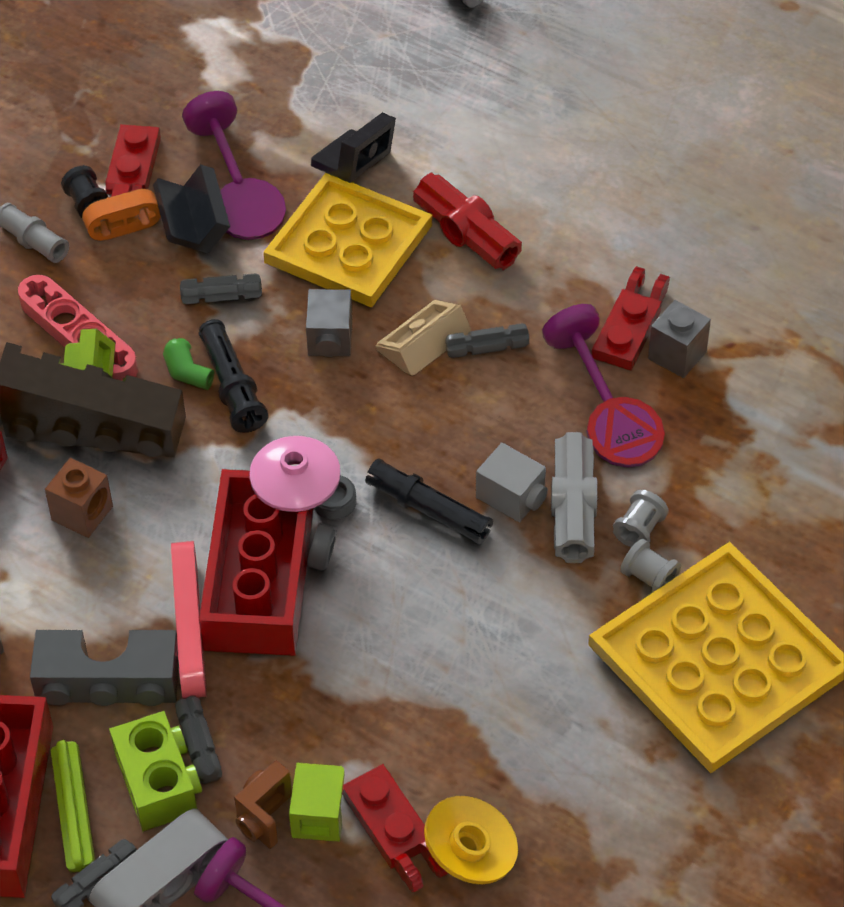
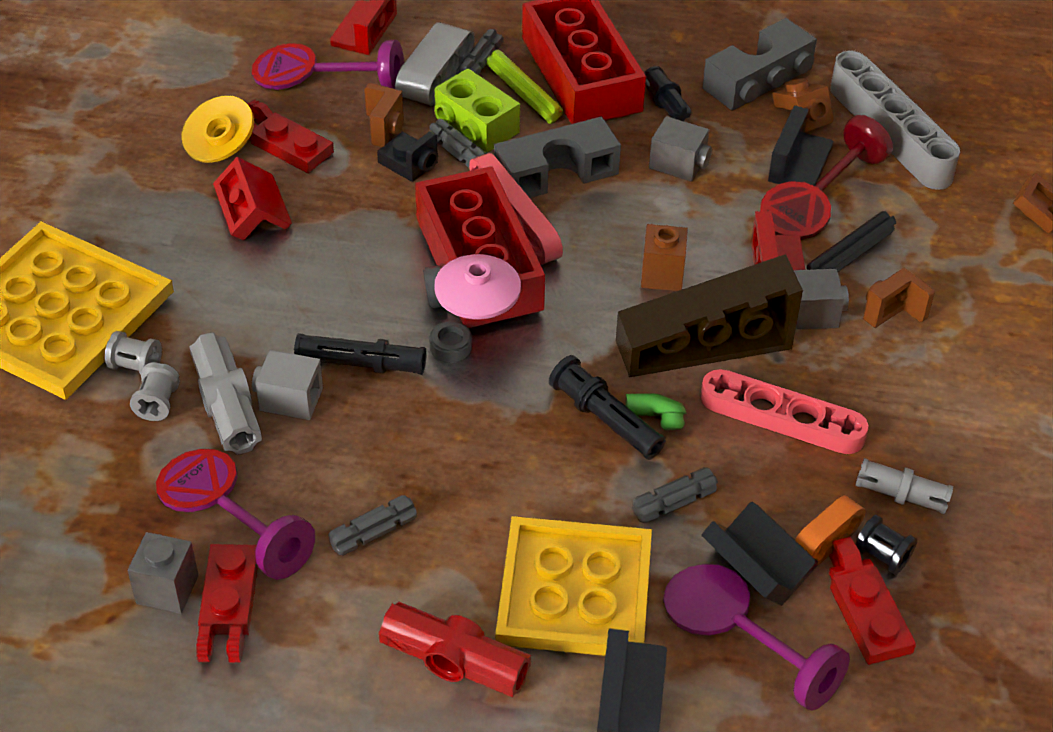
camera: 155 degrees right, 5 degrees down
(93, 349) = (739, 353): lime panel -> none
(259, 737) = (410, 156): none -> black bracket
(317, 802) = (344, 116): lime panel -> none
(329, 322) = (540, 480): flat silver brick -> none
(423, 336) = (444, 516): tan slope -> none
(466, 731) = (248, 197): none -> red panel

